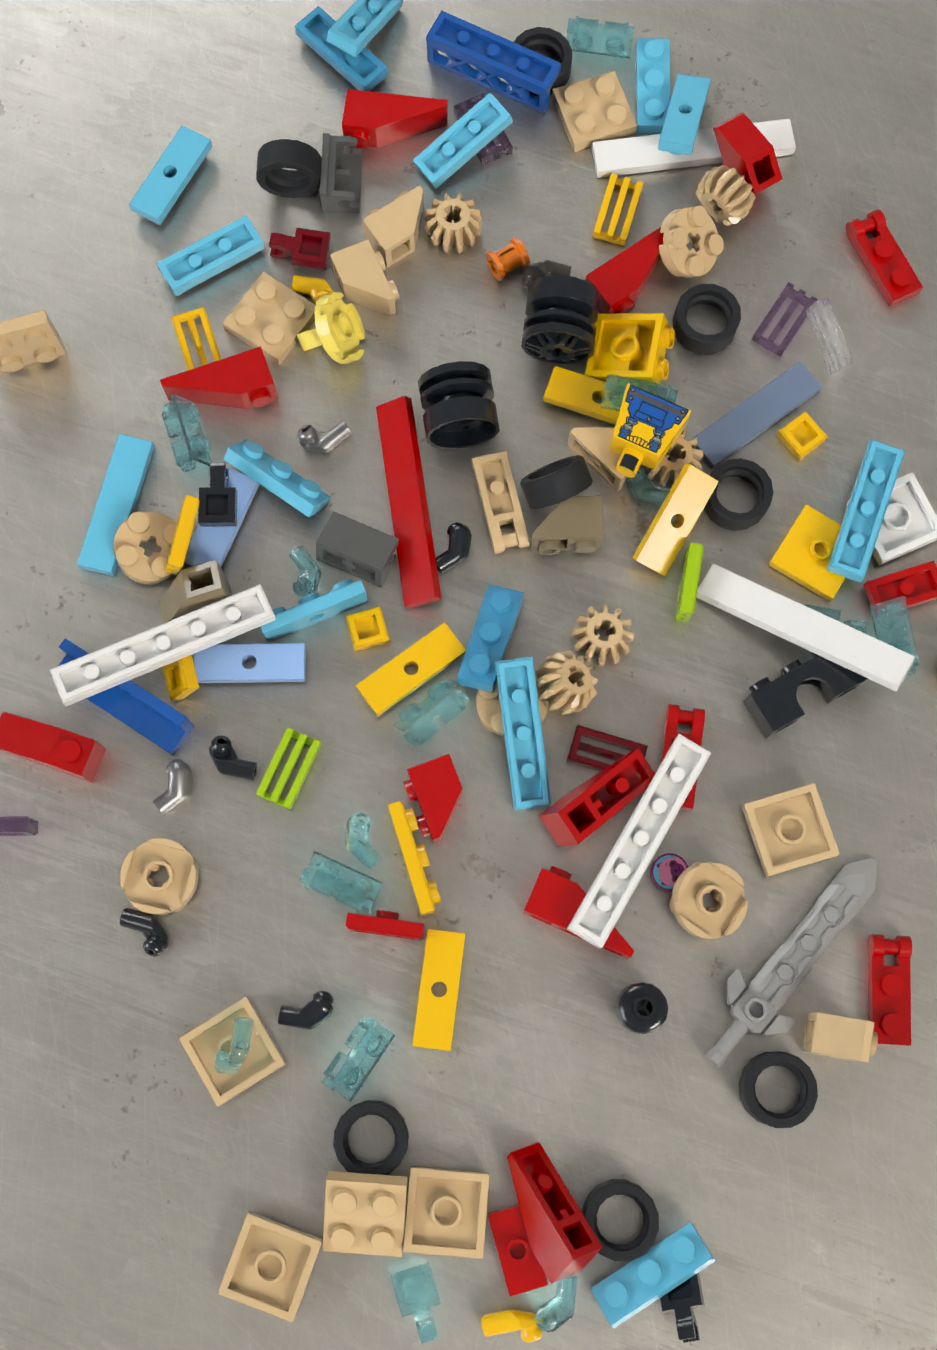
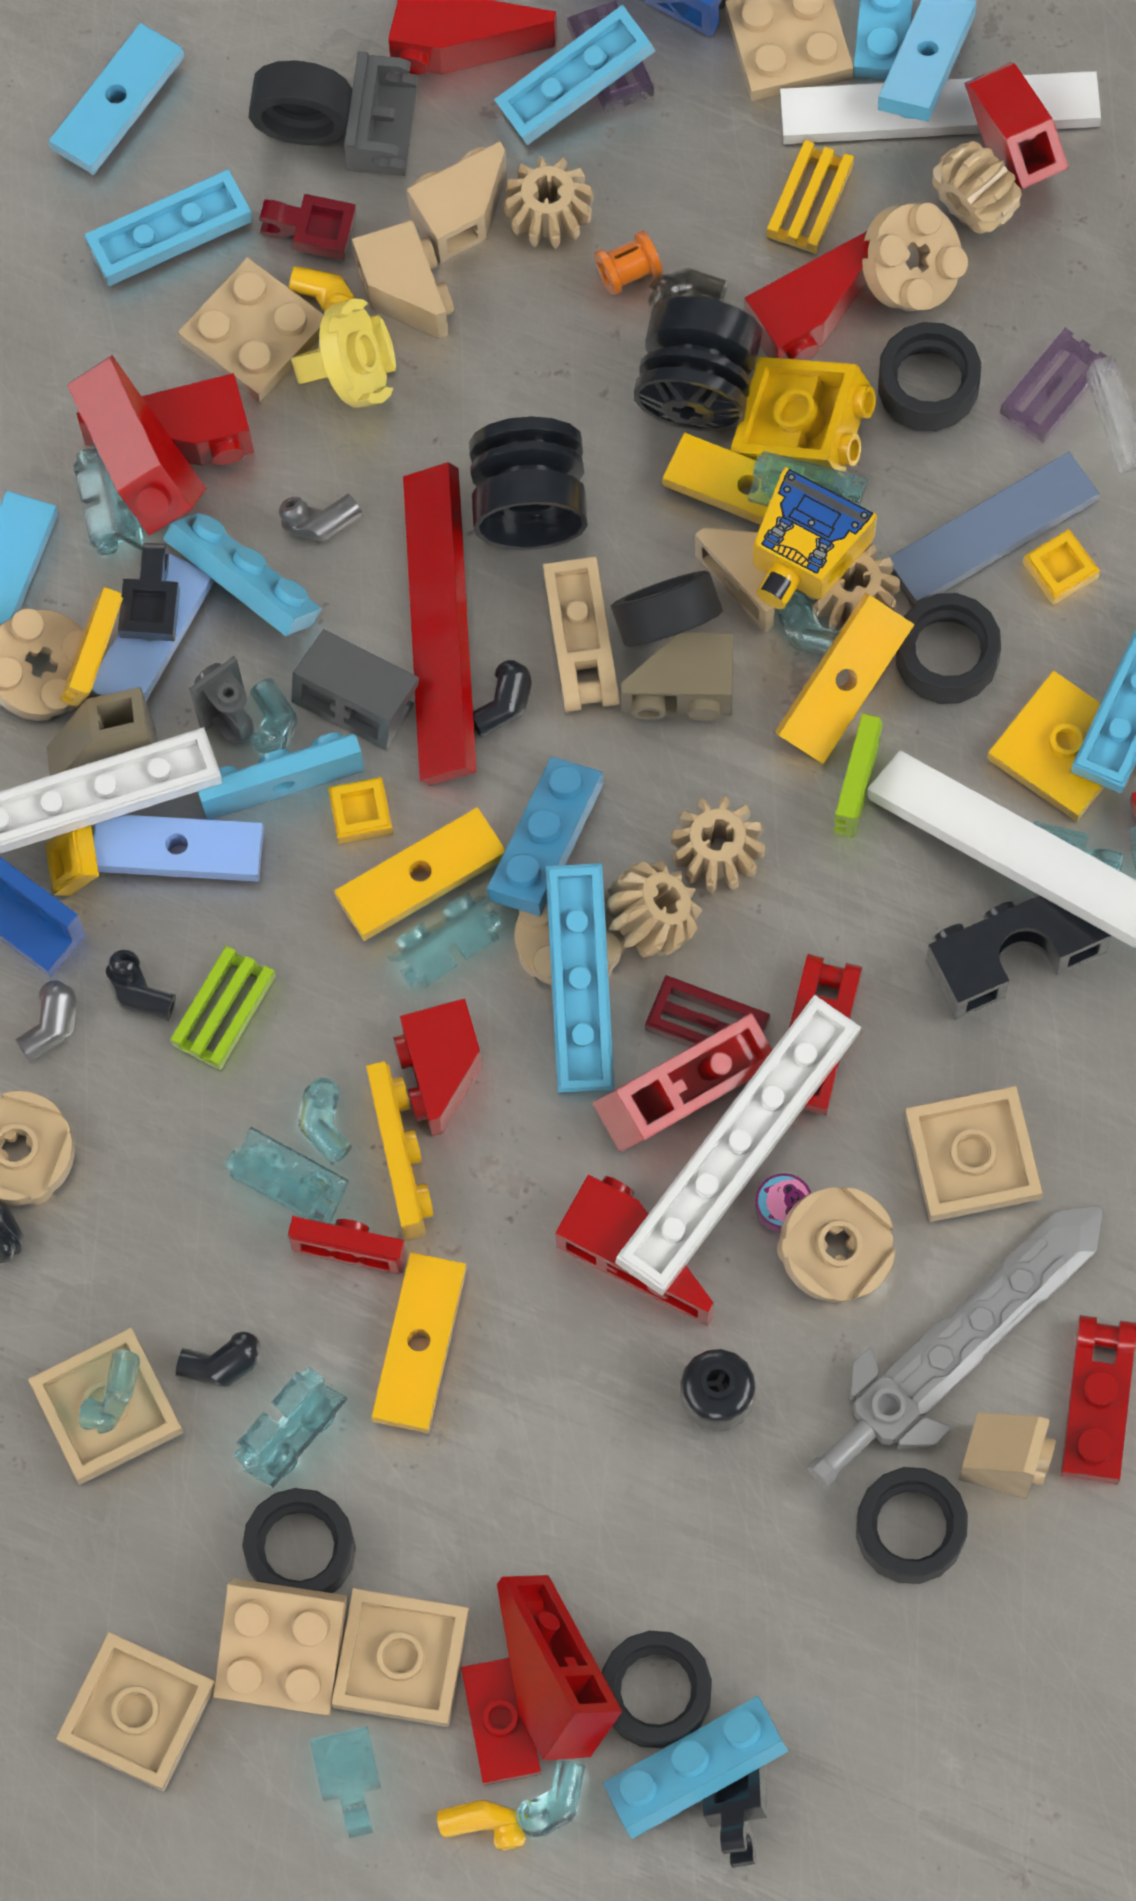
camera: 10 degrees right, 5 degrees down
(189, 317) = (127, 320): yellow tile -> none
(199, 399) = (135, 447): none -> slope
(271, 564) = (220, 701): none -> dark grey hinge

